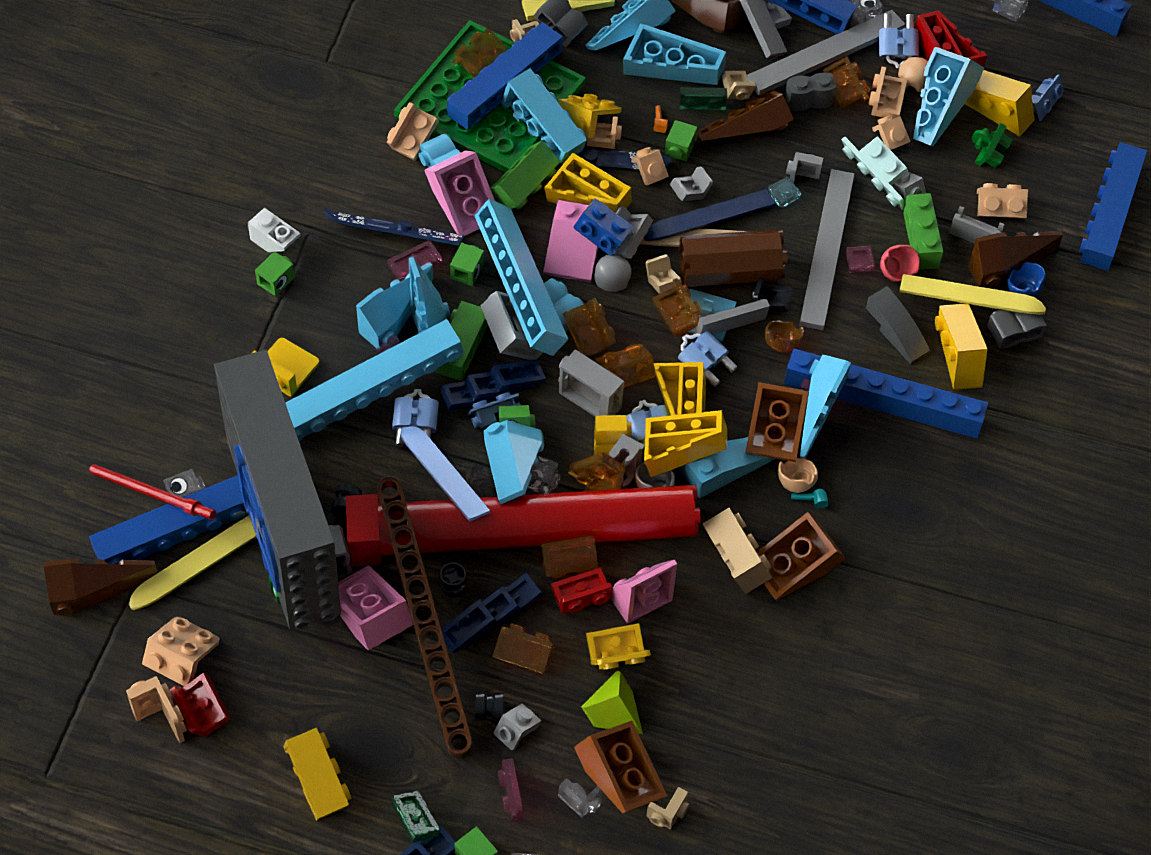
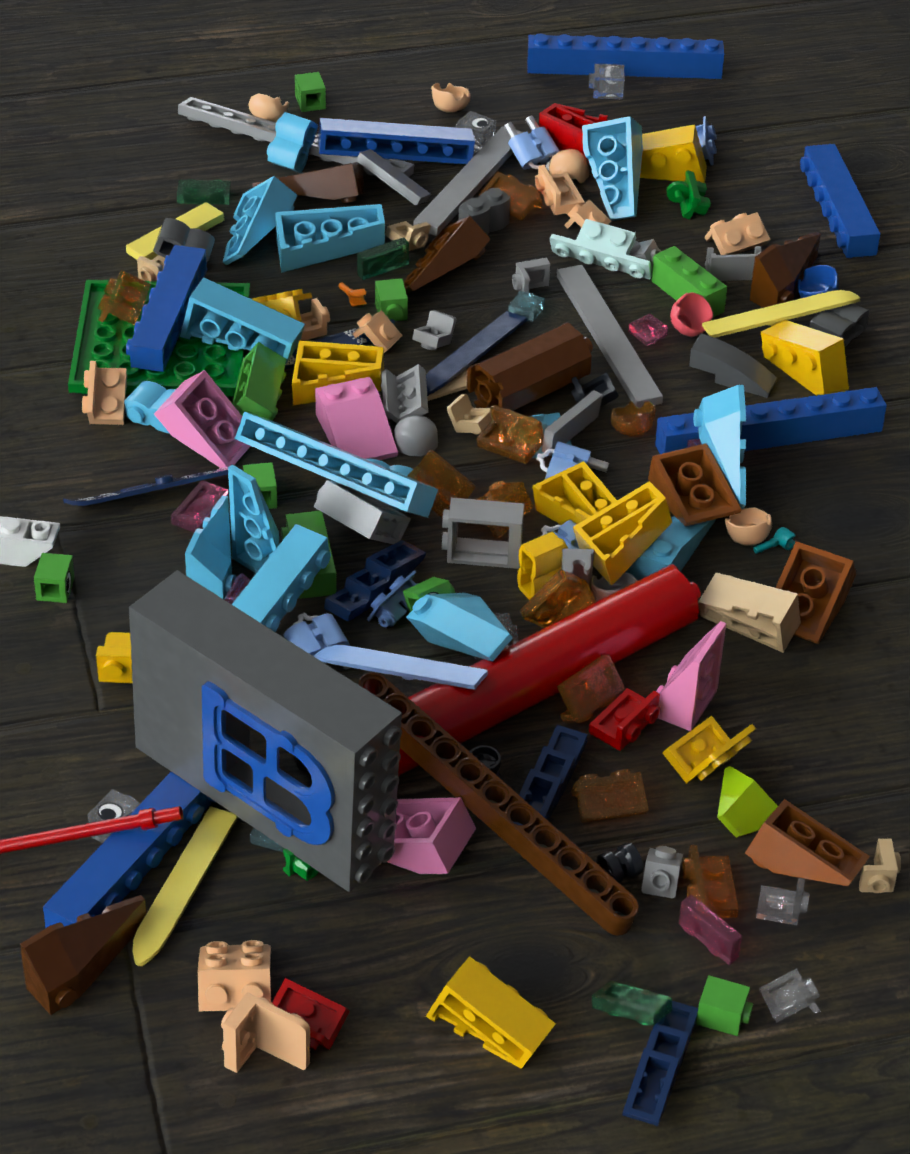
camera: 30 degrees left, 15 degrees down
(541, 754) = (711, 882): none -> clear orange bracket
(603, 227) = (383, 391): blue bracket -> none

